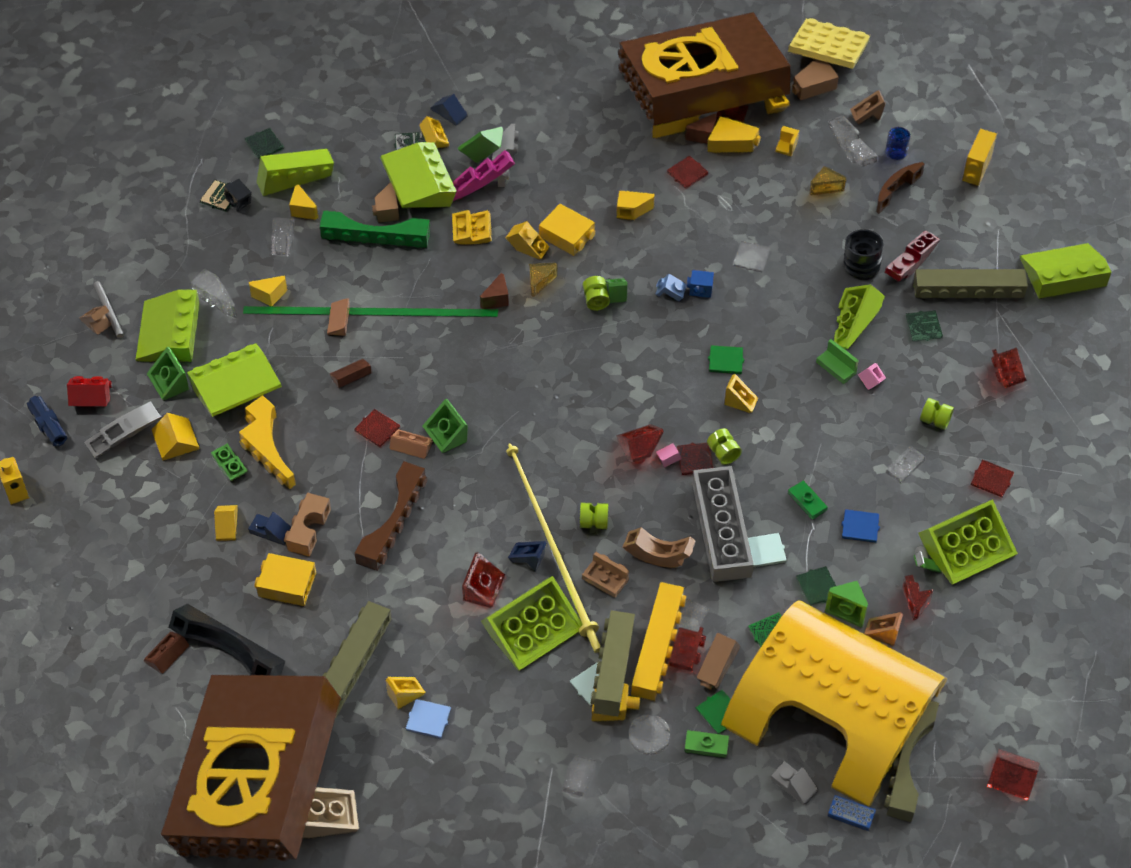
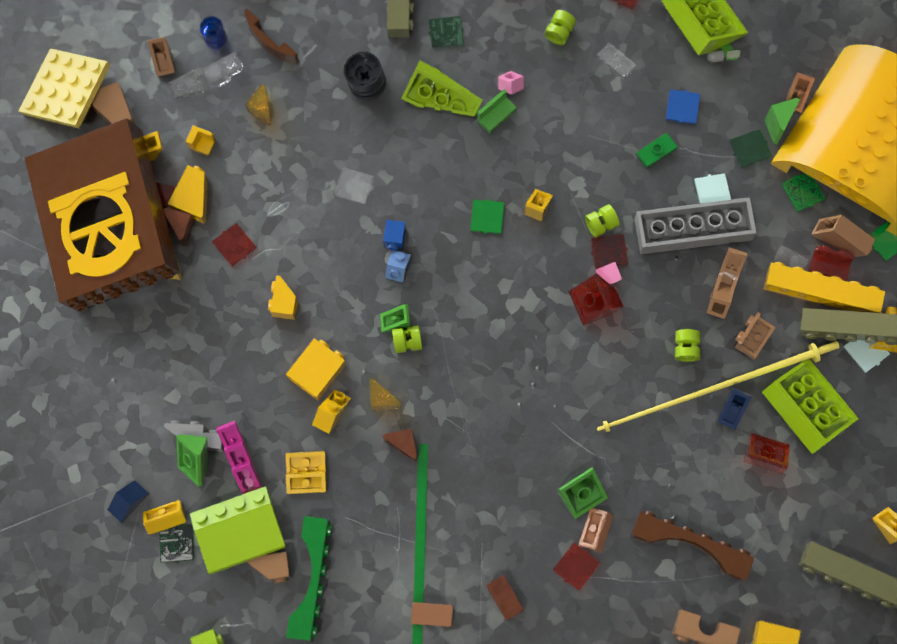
camera: 85 degrees left, 20 degrees up
(913, 257) = (363, 33): slope -> none
(916, 599) = (769, 64): clear red slope -> none

